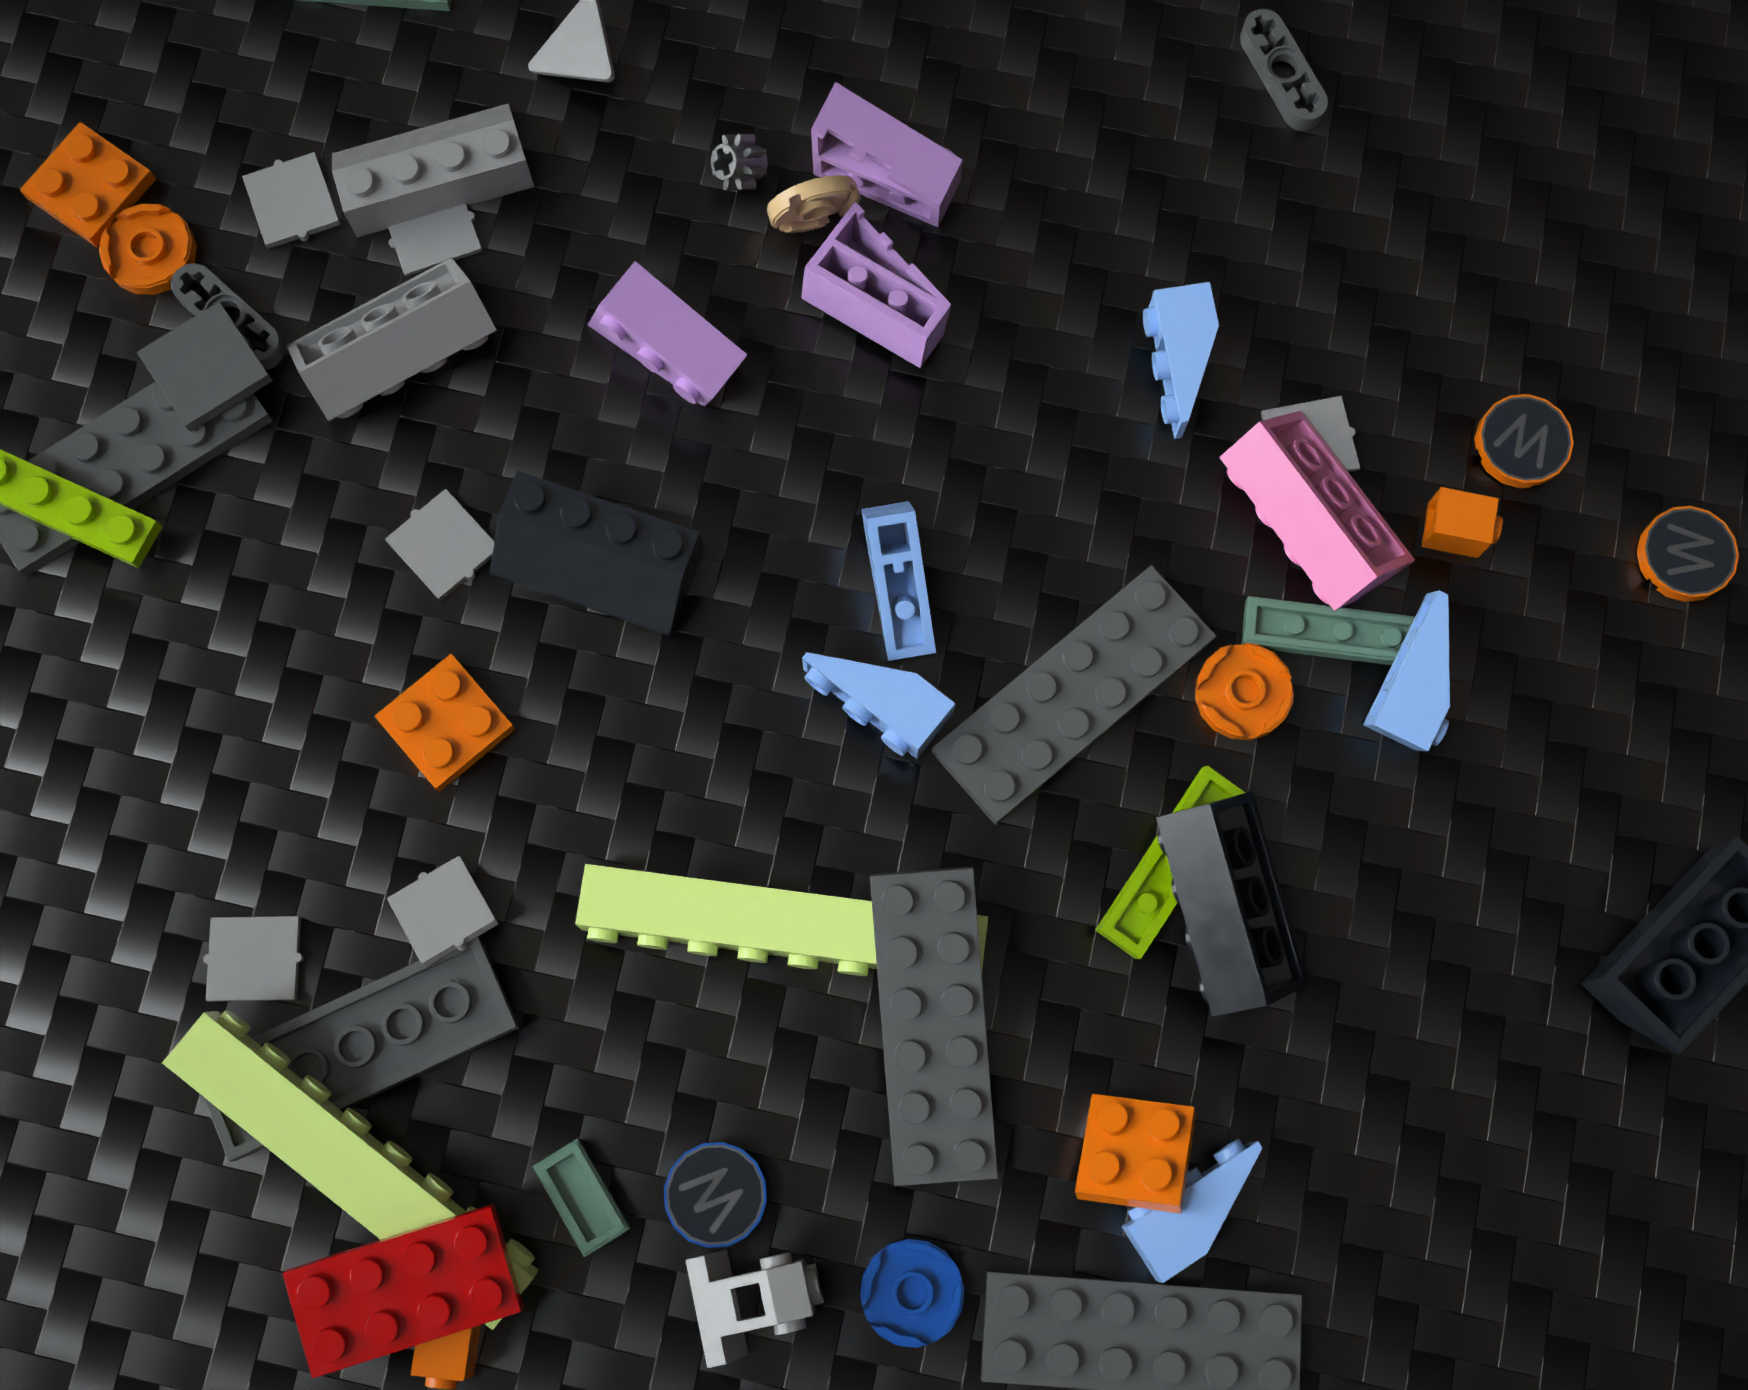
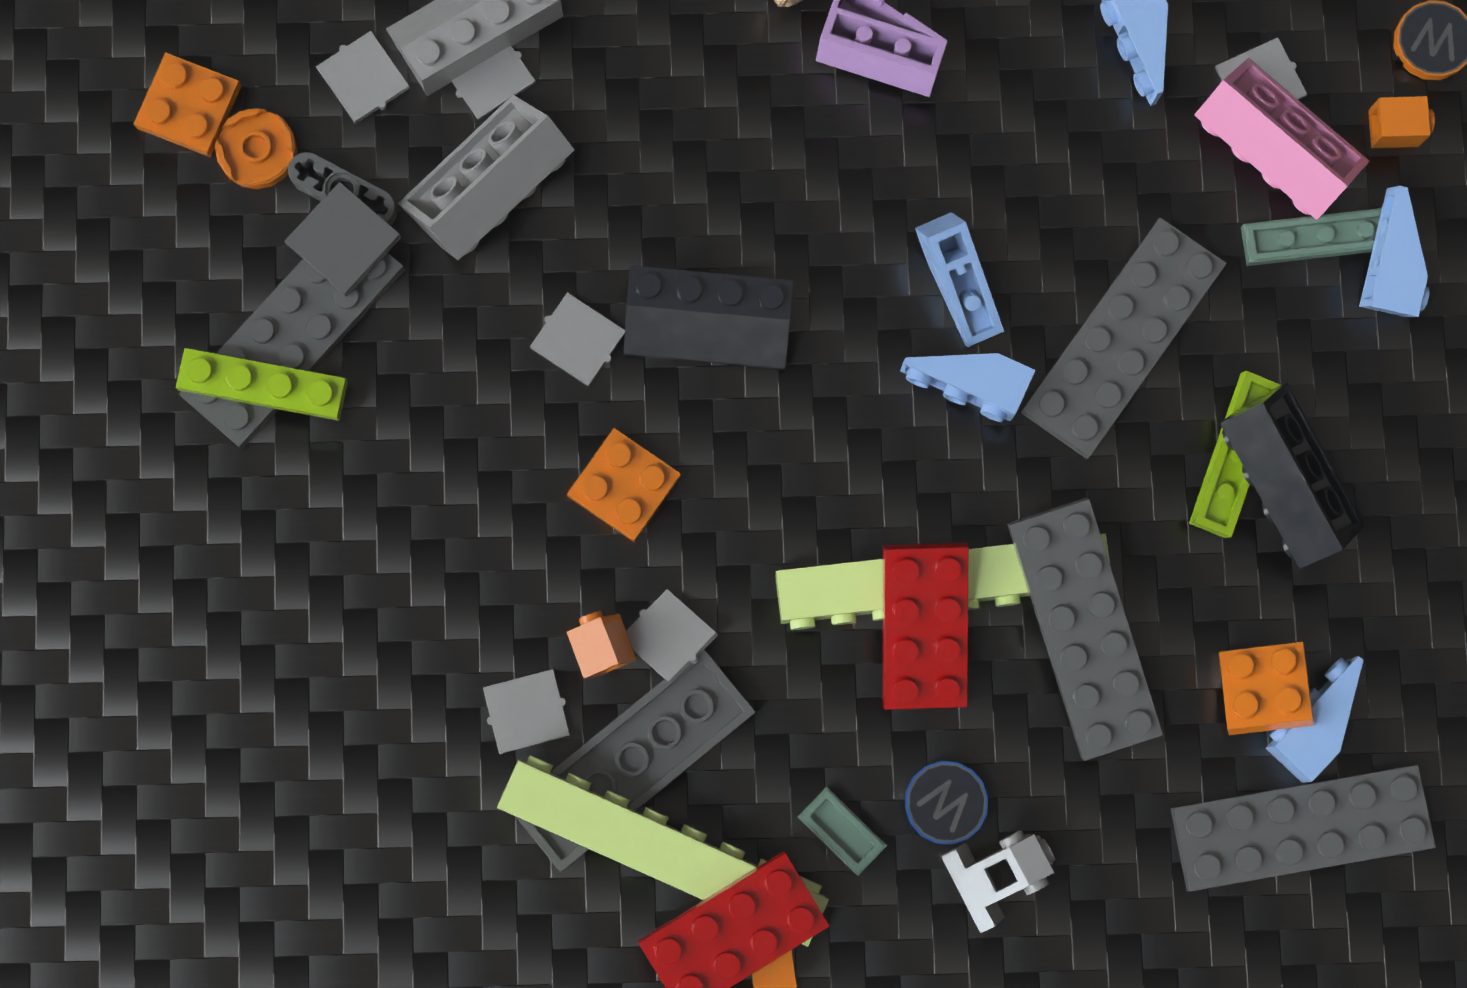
camera: 15 degrees left, 5 degrees up
(357, 900) = (601, 644): none -> brick
(666, 335) = (715, 121): lavender wedge -> none
(742, 973) = (925, 625): none -> red plate
(912, 1293) = (1118, 838): blue tile -> none
(1244, 691) = (1258, 302): orange tile -> none

